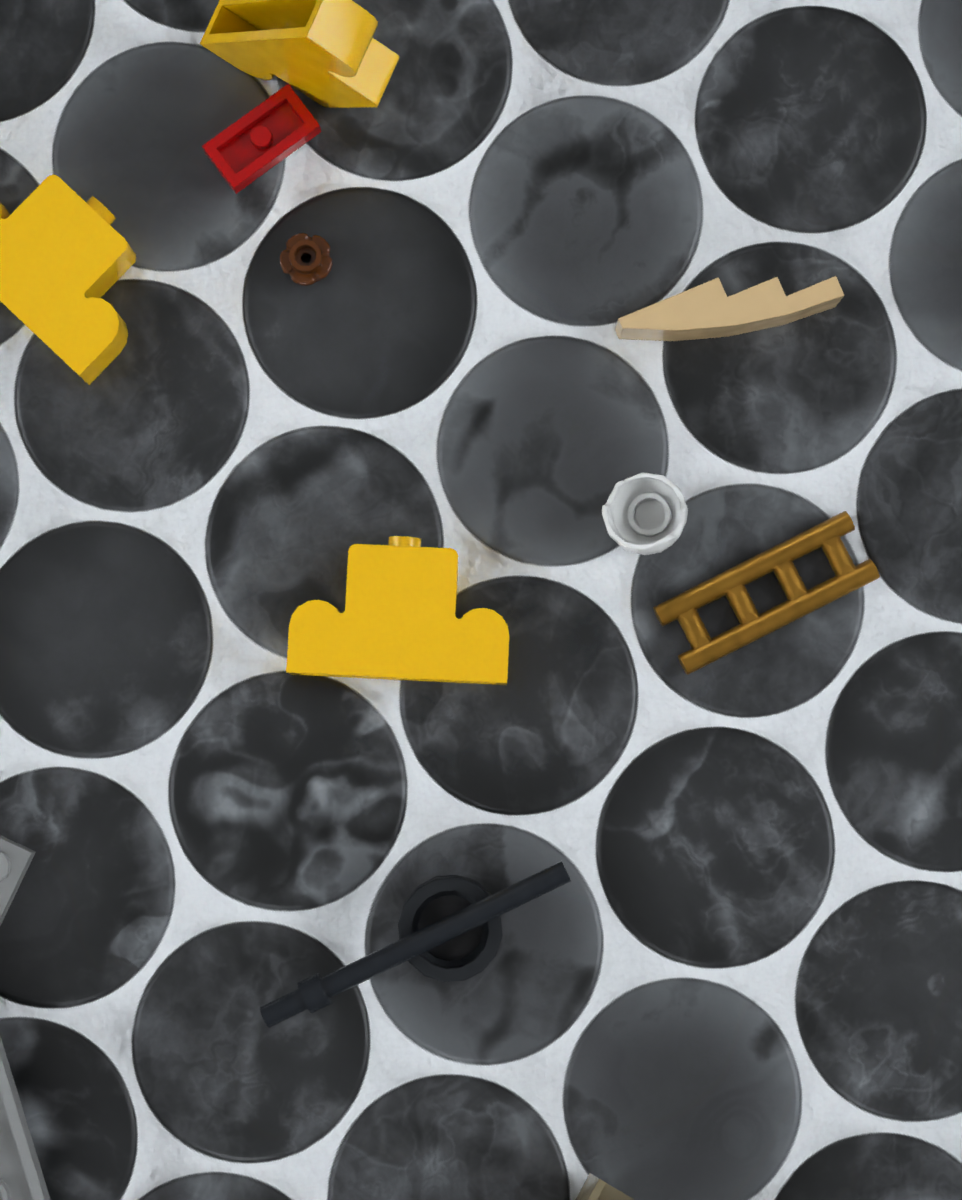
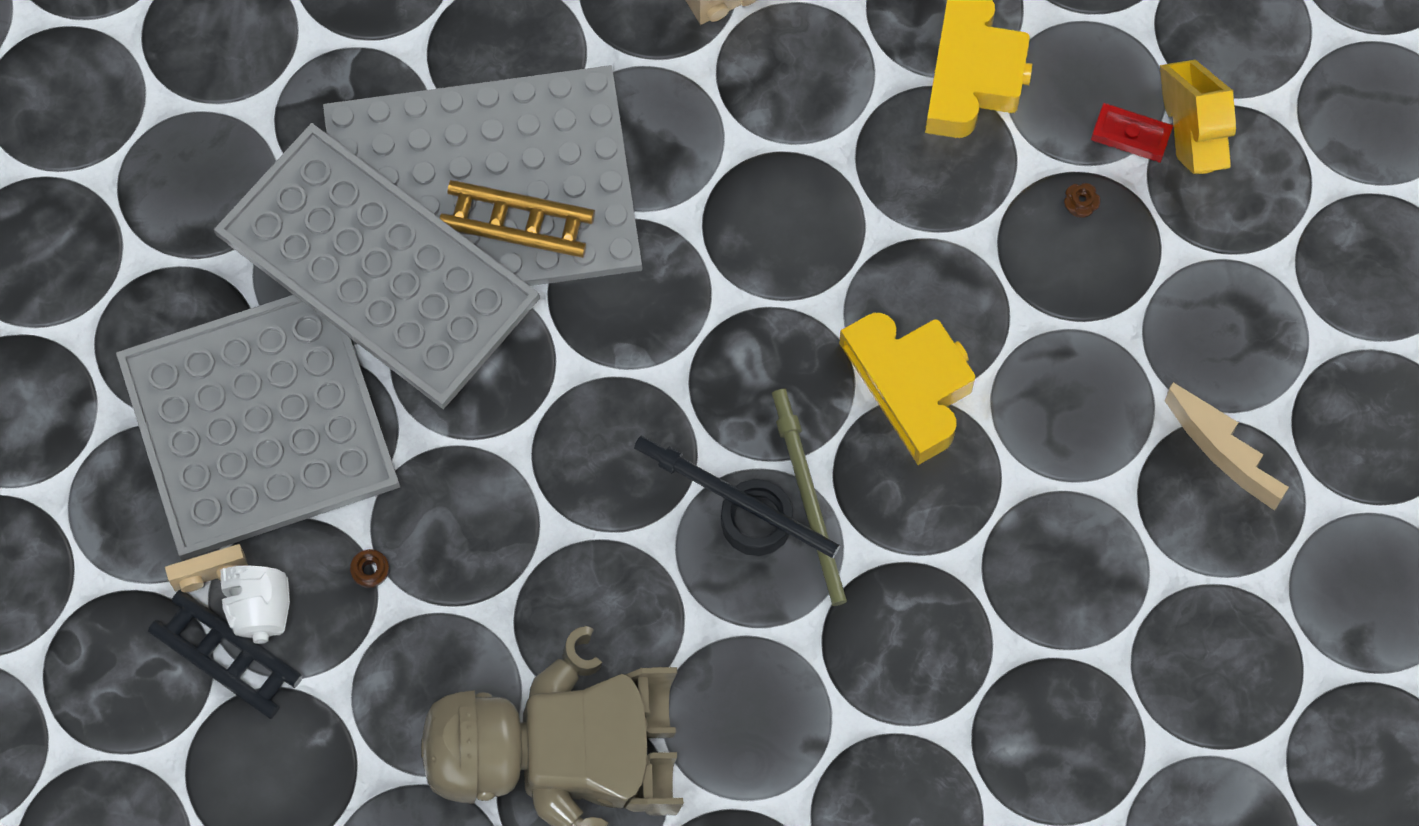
camera: 60 degrees right, 15 degrees down
(361, 810) = (789, 428): none -> olive bar
(645, 513) = (1072, 473): white hair -> none
(756, 625) = (1085, 598): pearl gold bar -> none

